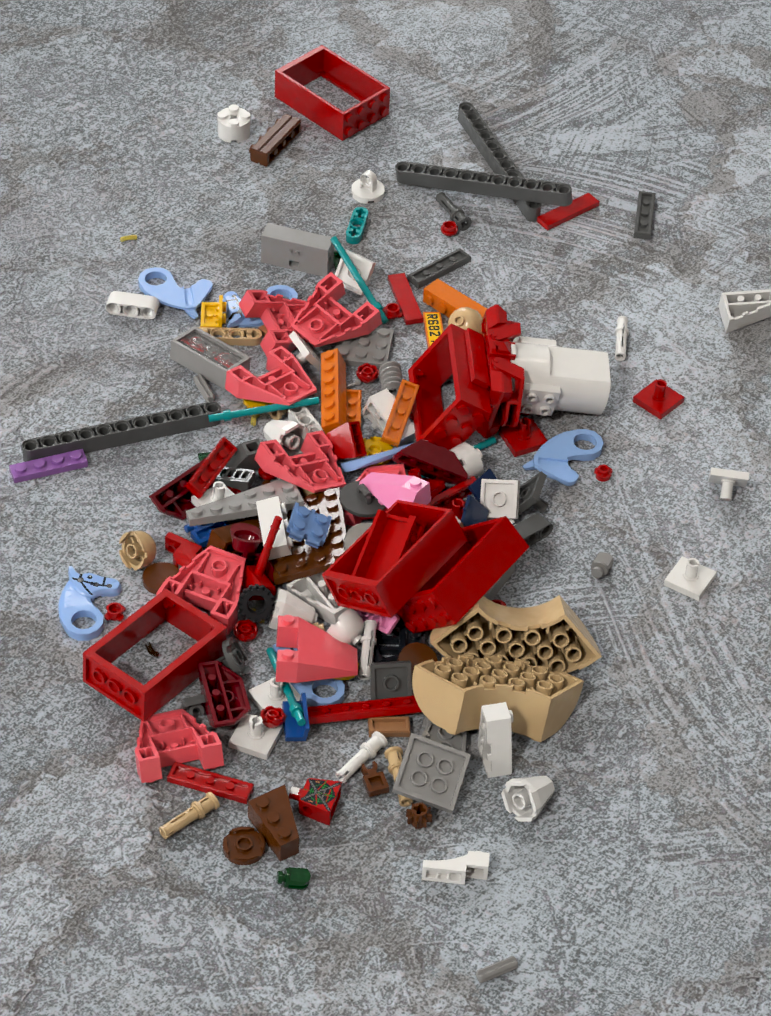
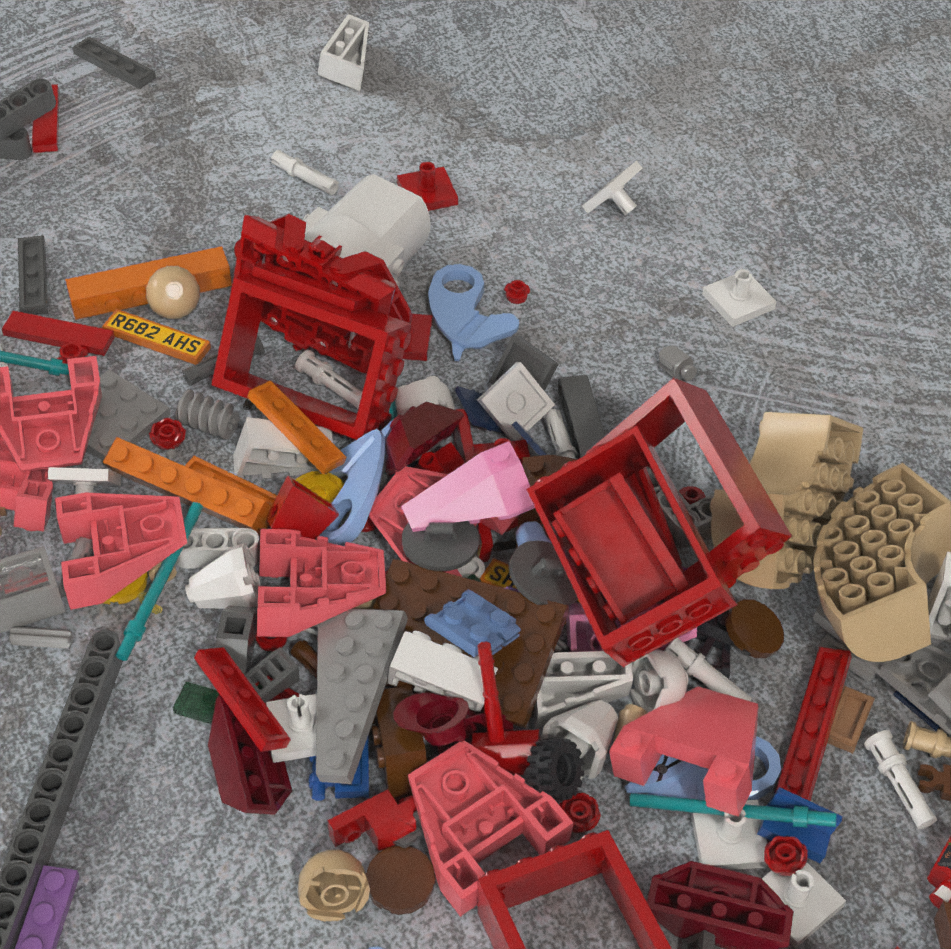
camera: 60 degrees left, 5 degrees up
(234, 657) = (644, 857): dark grey tile -> none
(390, 679) = (784, 674): dark grey tile -> none

